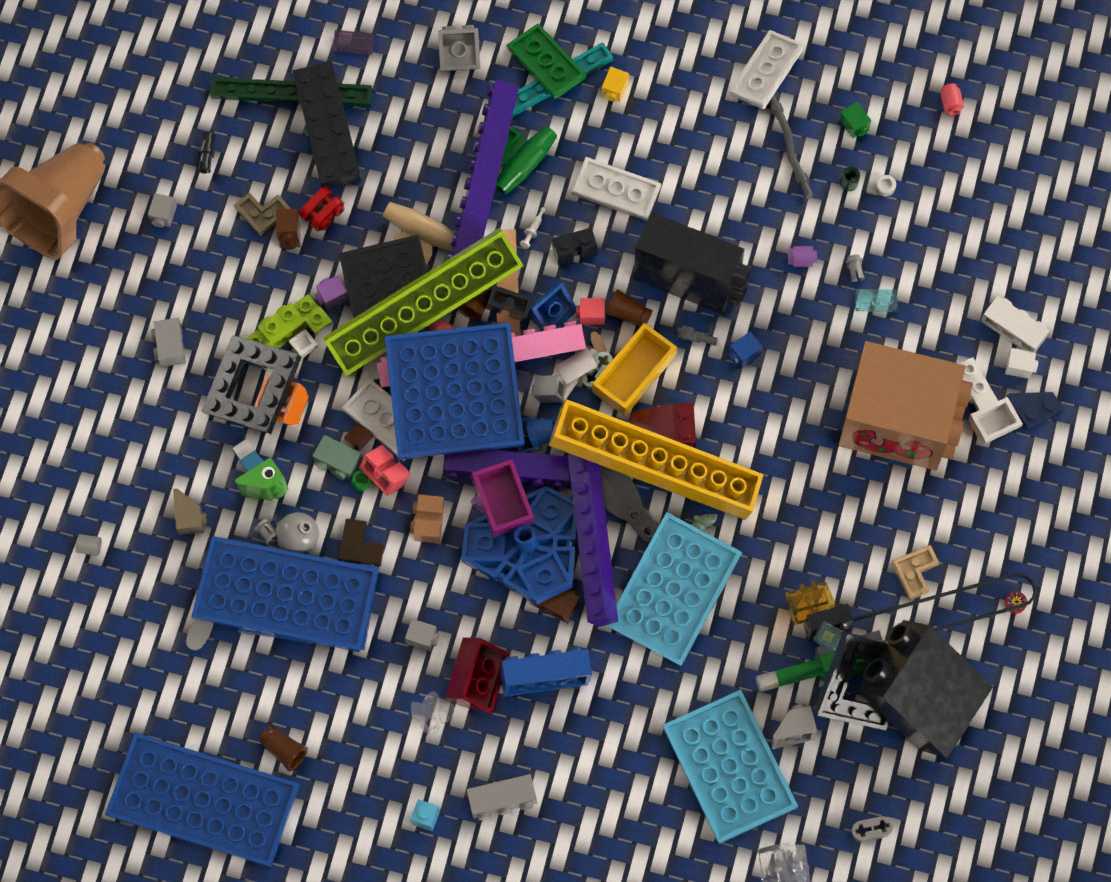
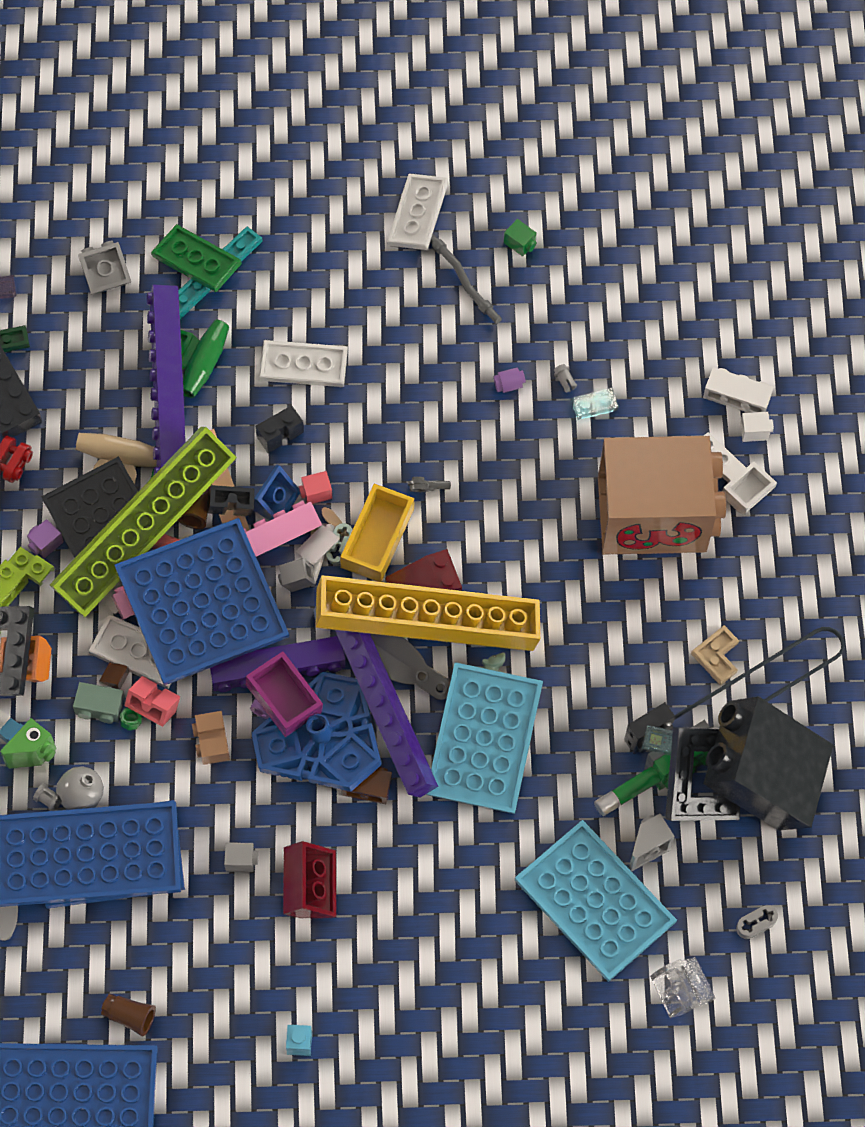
camera: 20 degrees left, 5 degrees down
(303, 343) = (29, 596): white plate -> none
(355, 549) = (143, 788): dark brown tile -> none
(432, 710) = (274, 930): clear plate -> none
(502, 797) = (373, 998): light grey brick -> none
(531, 231) = (231, 427): white piece -> none
(538, 432) = (300, 620): blue piece -> none
(545, 672) = (380, 857): blue brick -> none
(615, 84) = (272, 263): yellow brick -> none
(628, 309) = (352, 476): reddish brown plant -> none
(690, 264) = (404, 413): black brick -> none
(745, 350) = (481, 485): blue brick -> none
(808, 601) = (622, 712): clear yellow brick -> none
(850, 172) = (533, 287): dark green beam -> none
(885, 185) = (568, 292): white tile -> none
(952, 99) = (607, 194): coral brick -> none
(1015, 598) = (823, 655): tile -> none
(1035, 407) = (783, 464): dark blue wing -> none

